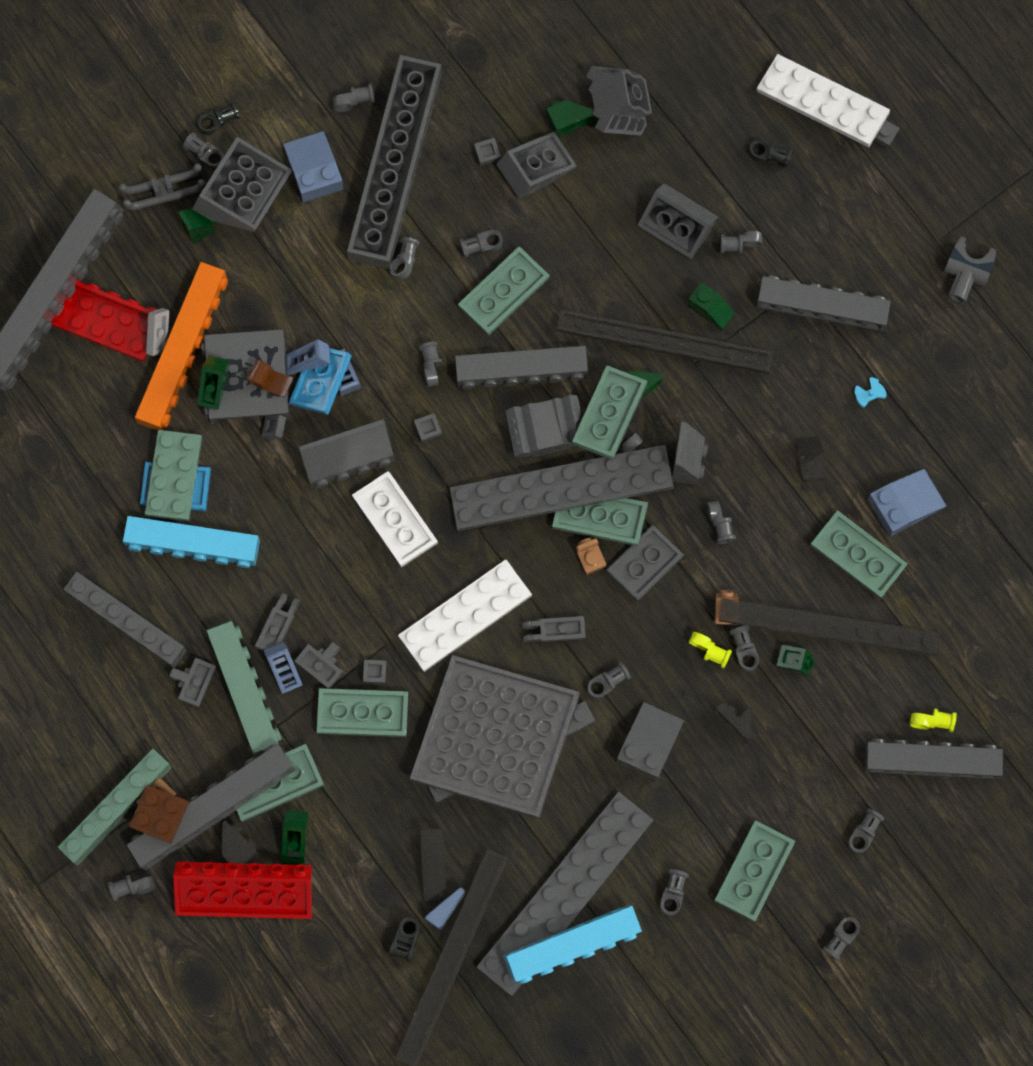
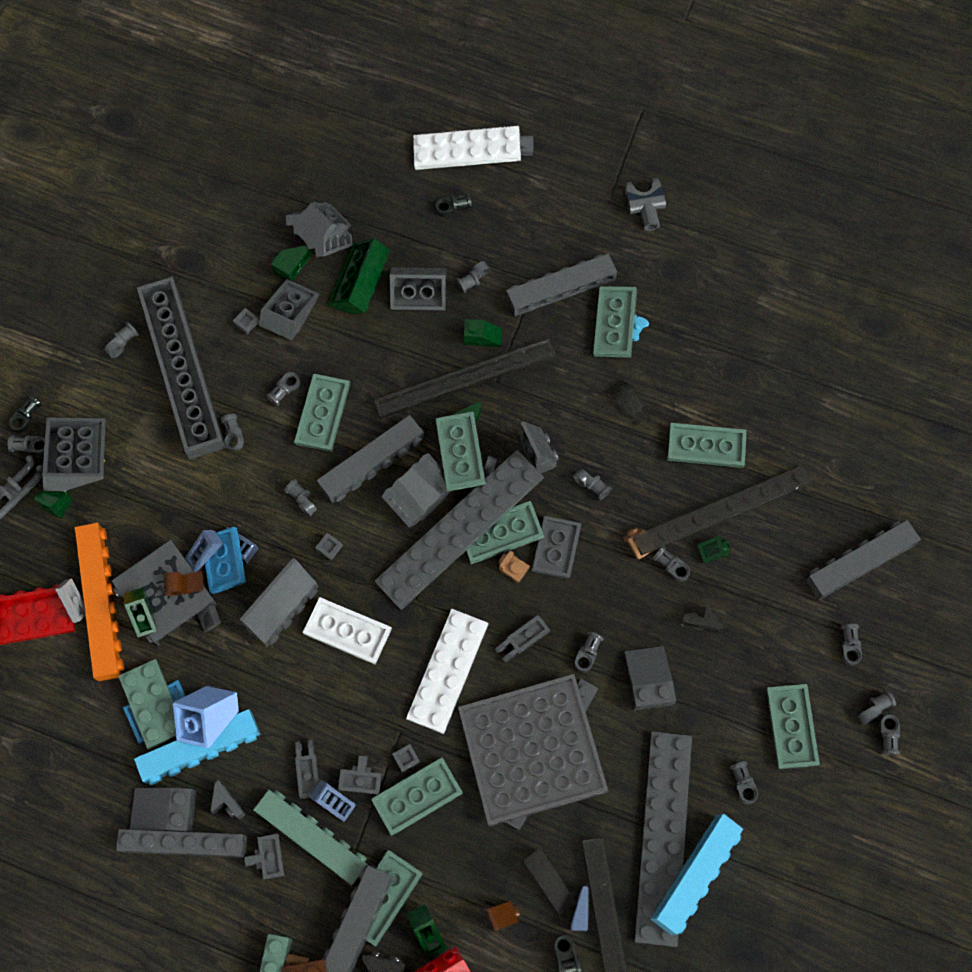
camera: 30 degrees left, 5 degrees down
(126, 579) = (163, 809): none -> dark grey slope
(186, 602) = (221, 798): none -> dark grey slope
(214, 515) = (204, 715): none -> light blue slope
(313, 166) = (121, 407): sand blue slope -> none
(371, 867) = (503, 915): none -> reddish brown slope
(626, 173) = (359, 276): none -> dark green slope
(713, 653) = (651, 581): neon yellow connector -> none
(851, 374) = (615, 322): none -> sand green plate
(851, 903) = (877, 705): none -> dark grey connector
(905, 502) = (713, 388): sand blue slope -> none
(937, 719) = (843, 529): neon yellow connector -> none

